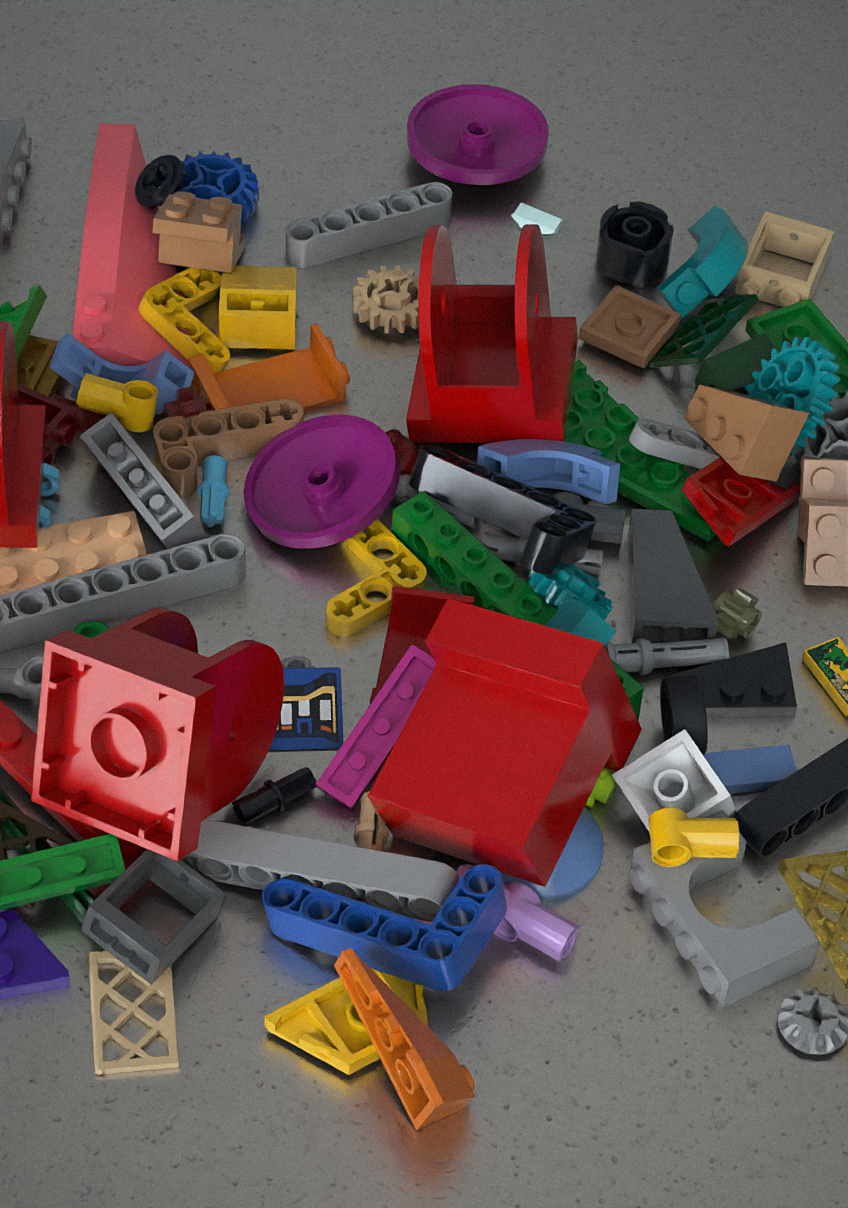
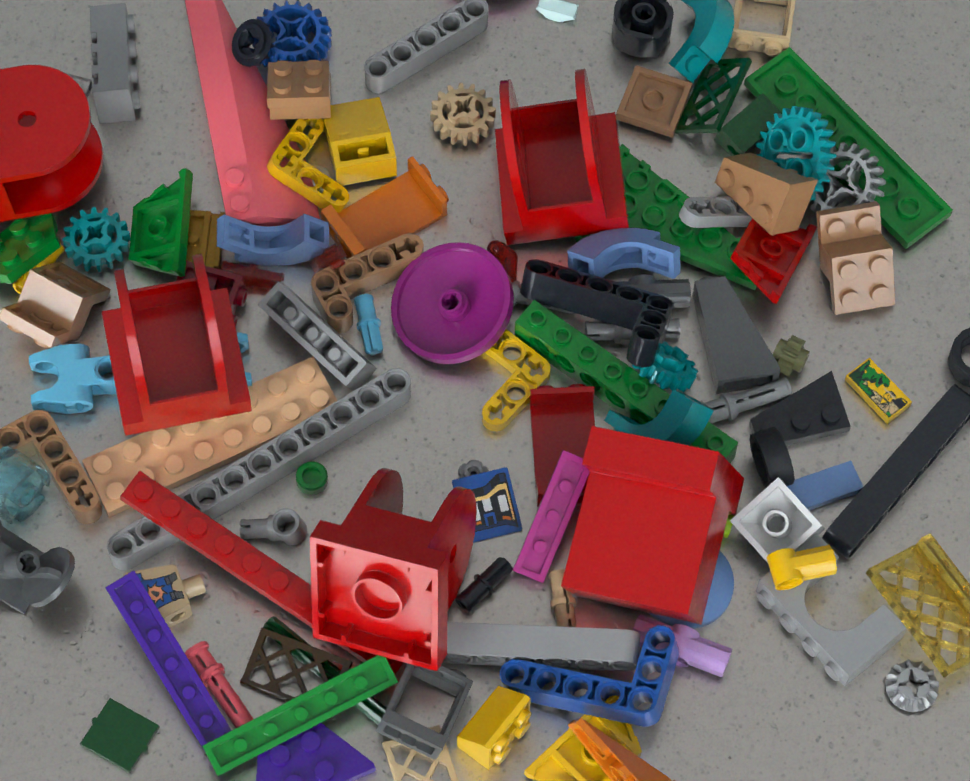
camera: 10 degrees left, 15 degrees up
(129, 402) = (288, 263): yellow piece -> none
(241, 957) = (495, 726): none -> yellow slope

